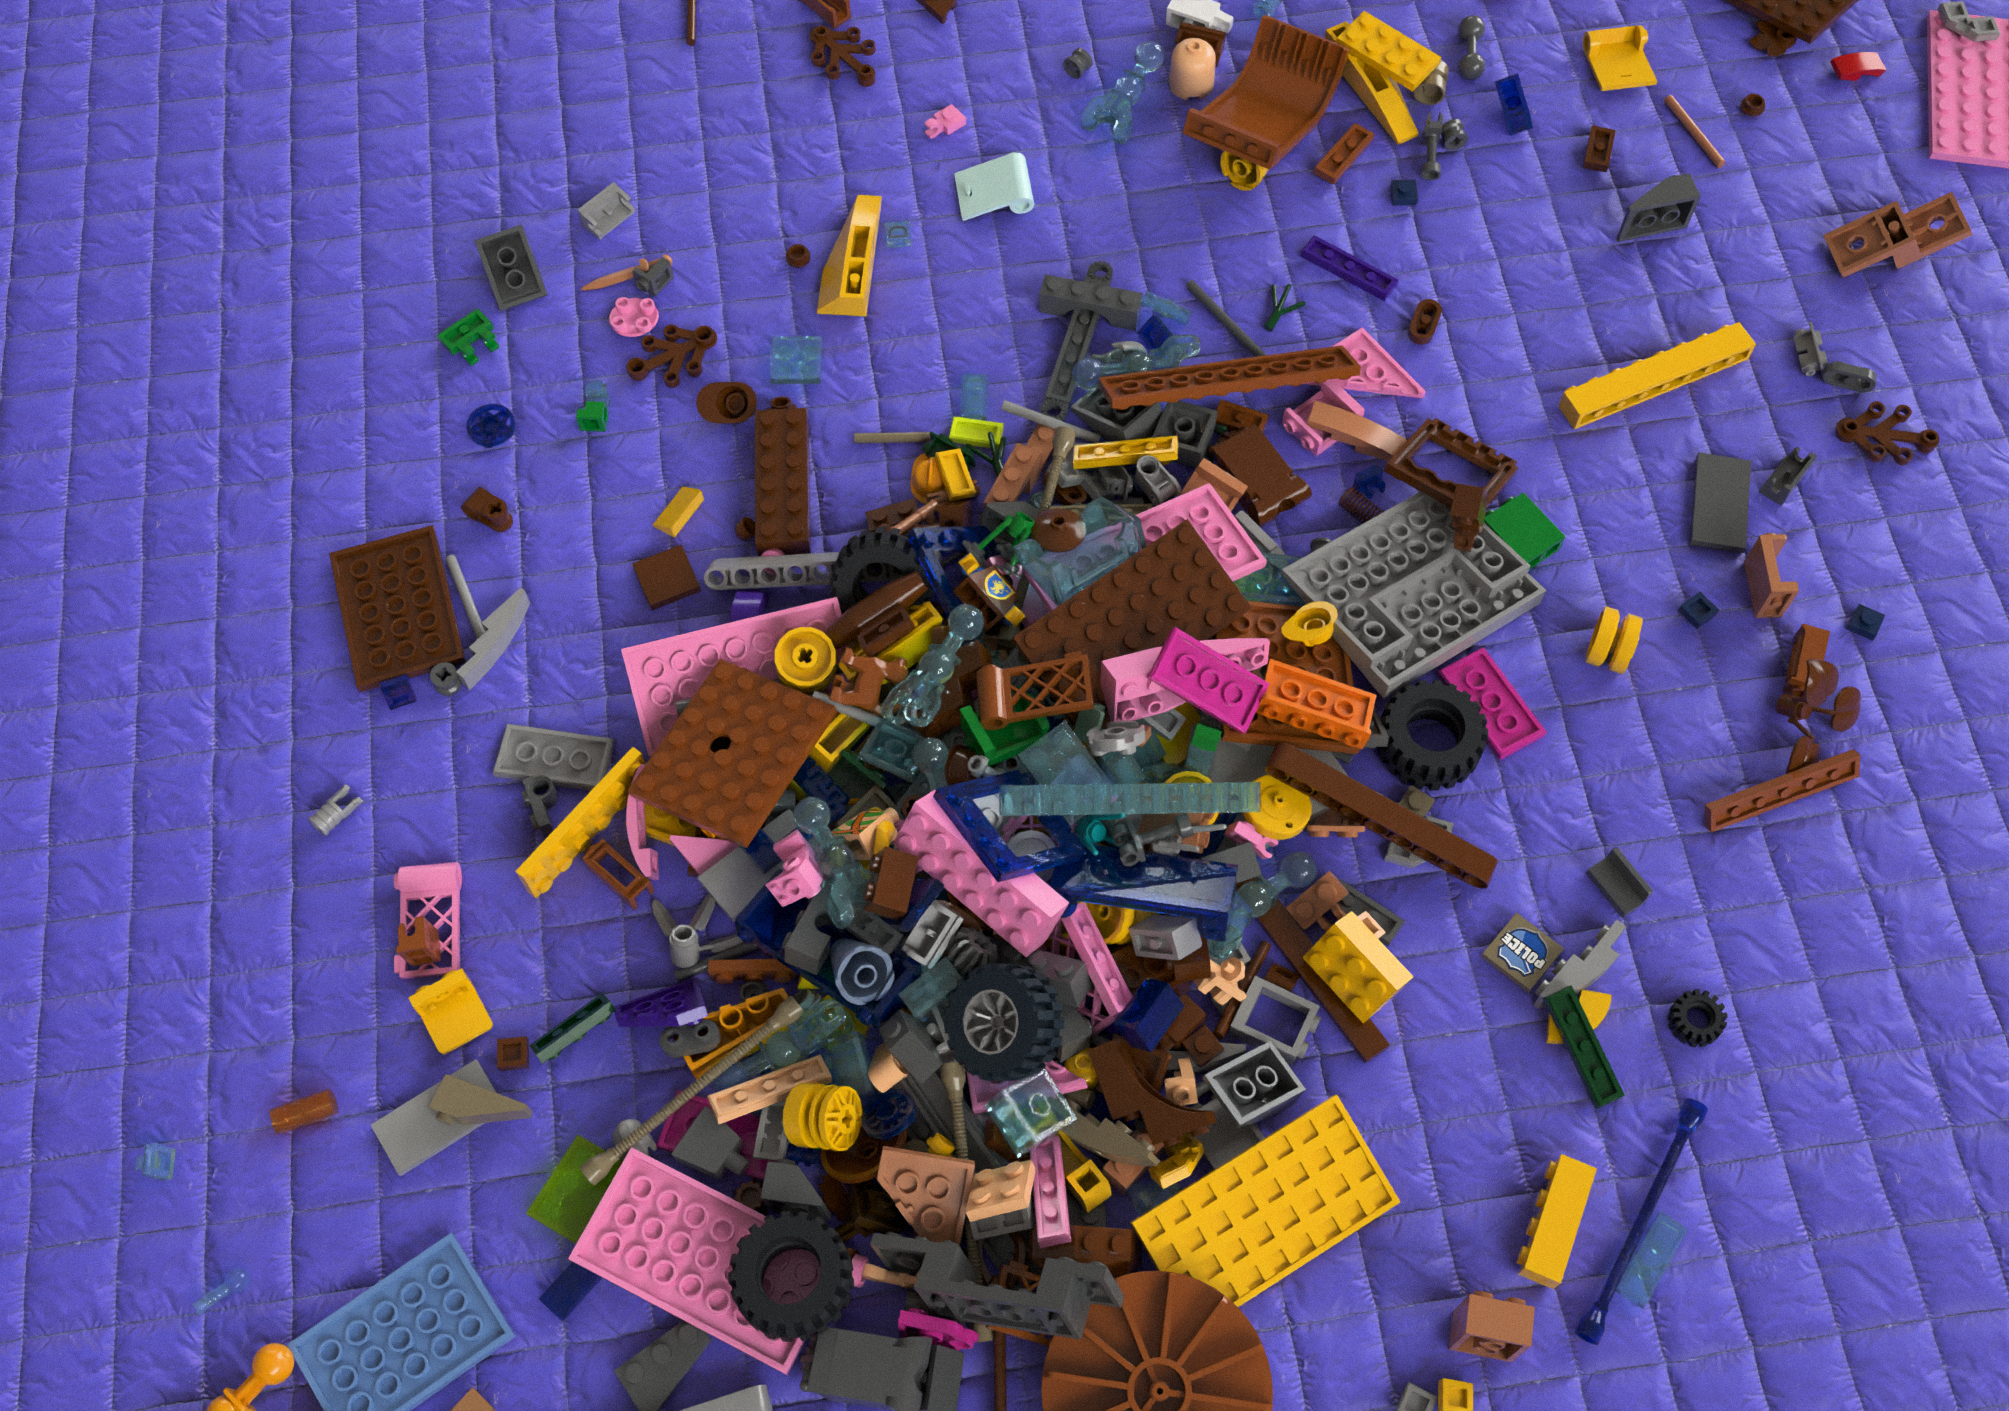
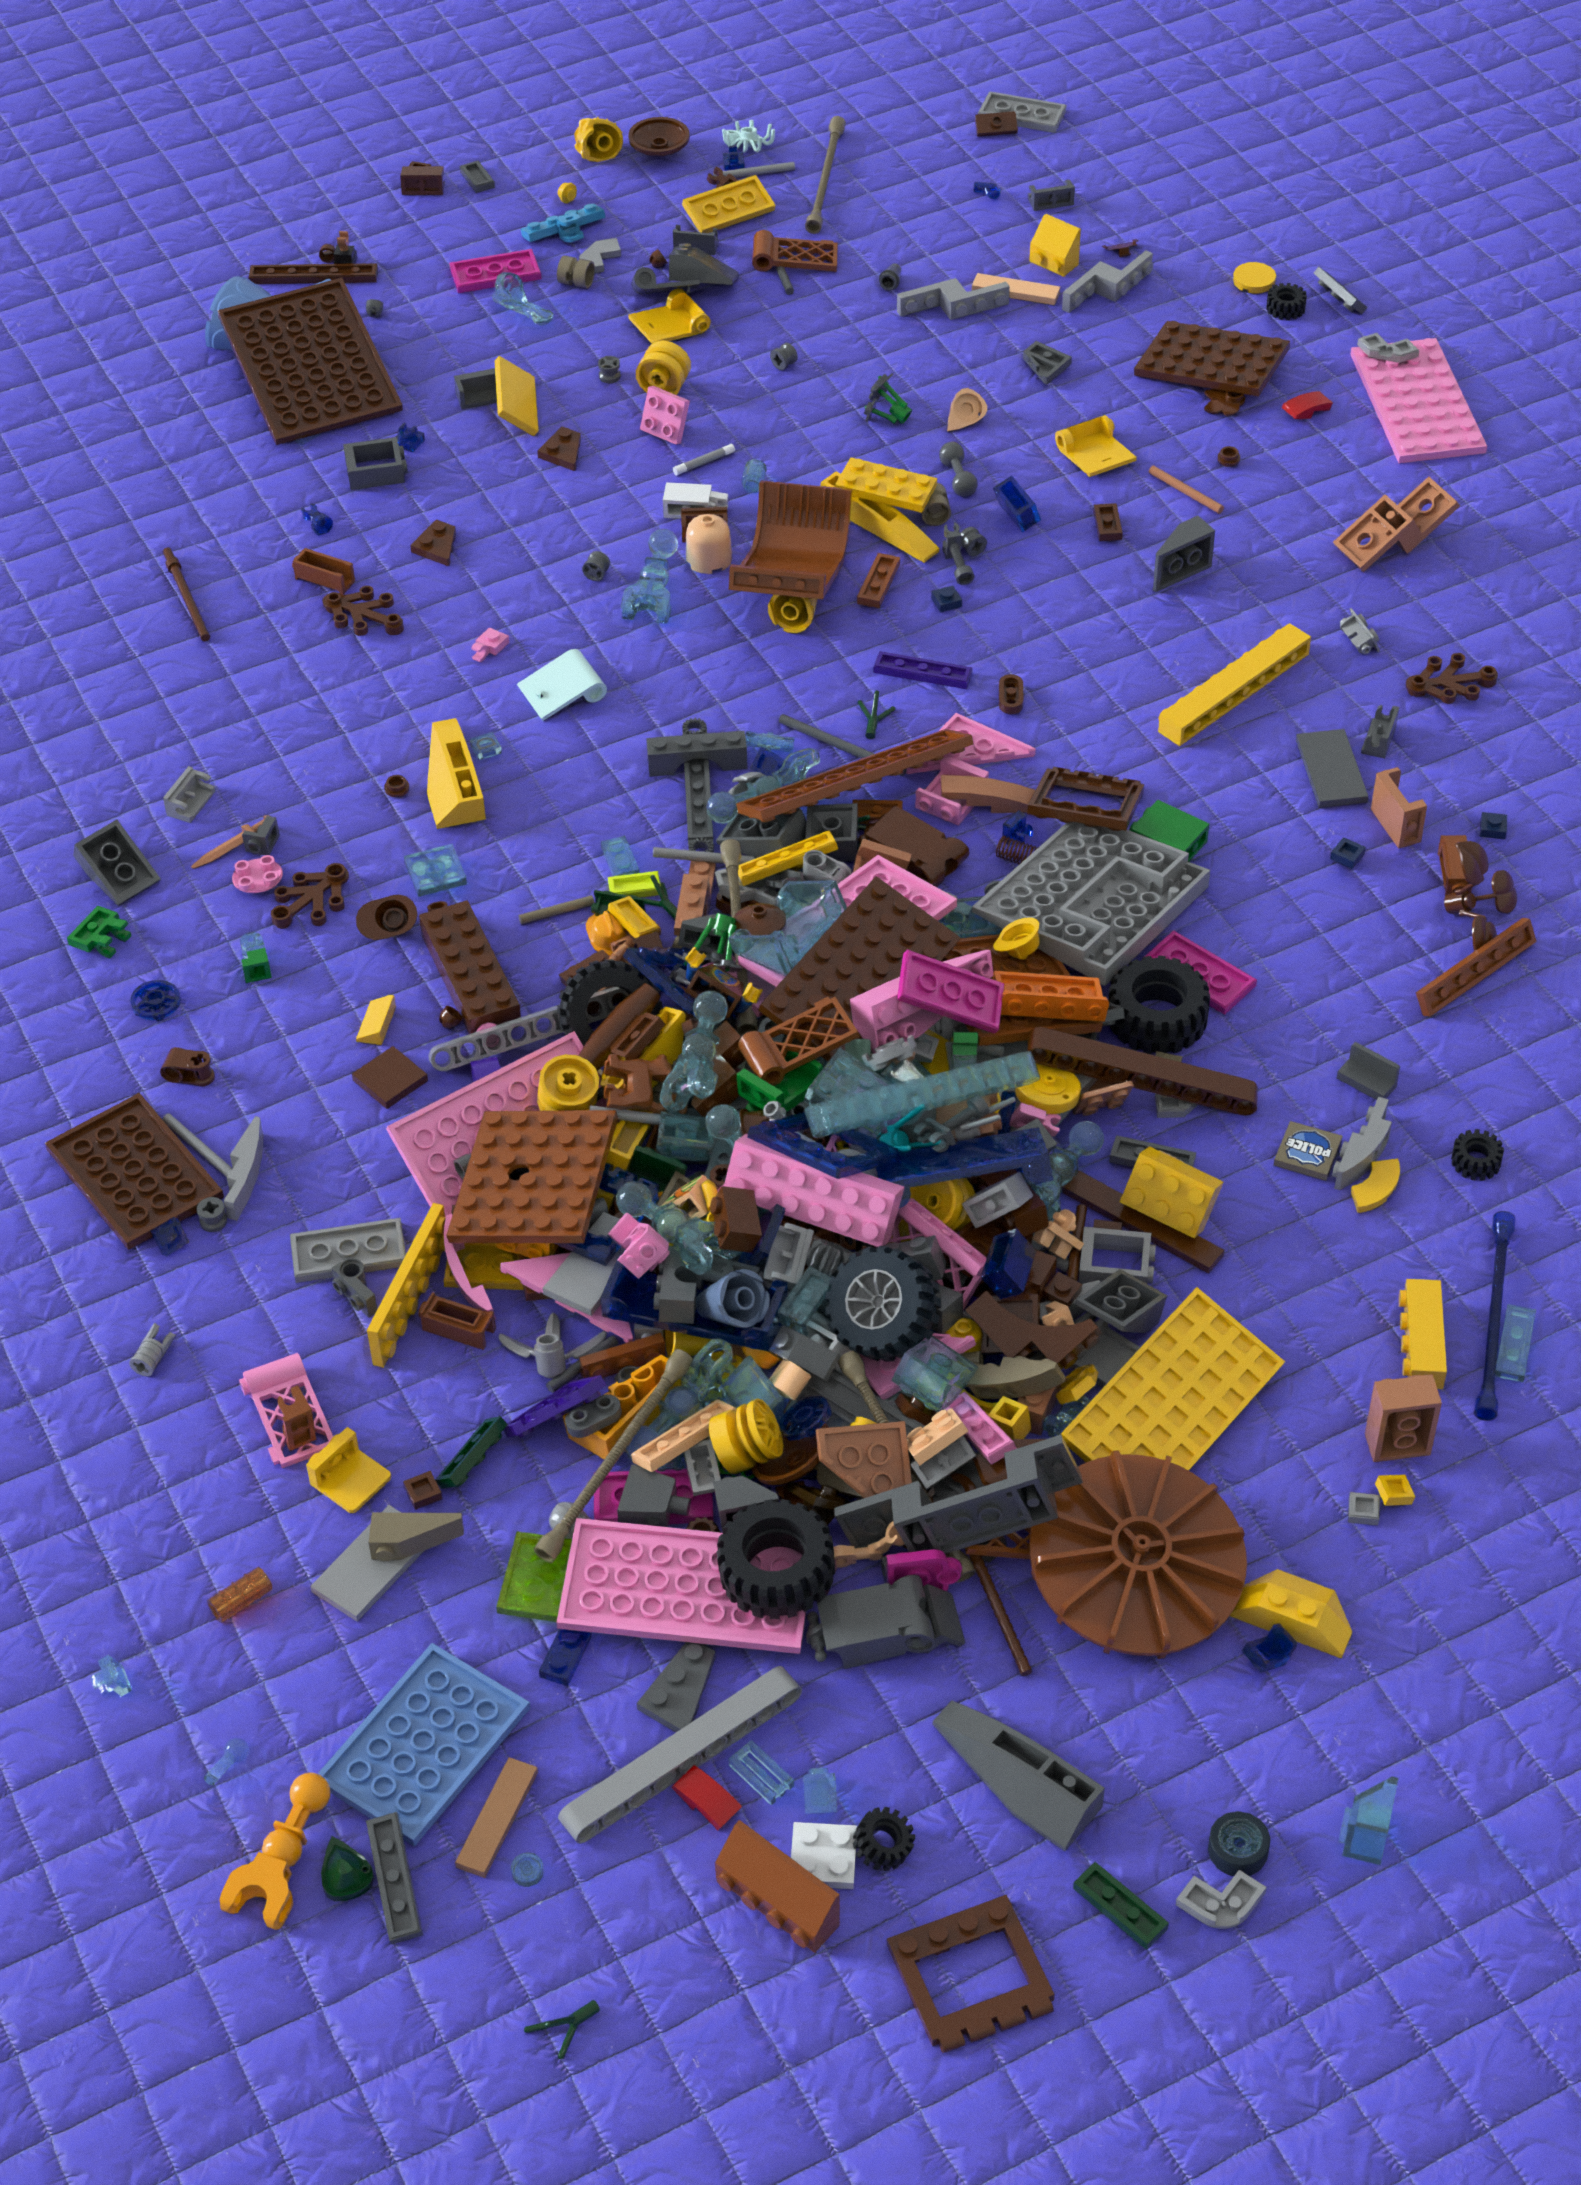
camera: 20 degrees left, 15 degrees down
(1317, 901) = (1114, 1157): nougat hinge -> none
(1468, 515) = (1119, 820): reddish brown hinge -> none
(1583, 1046) = (1390, 1200): dark green tile -> none
(1619, 641) = (1285, 891): yellow wheel -> none
(1849, 376) = (1401, 643): dark grey plate -> none

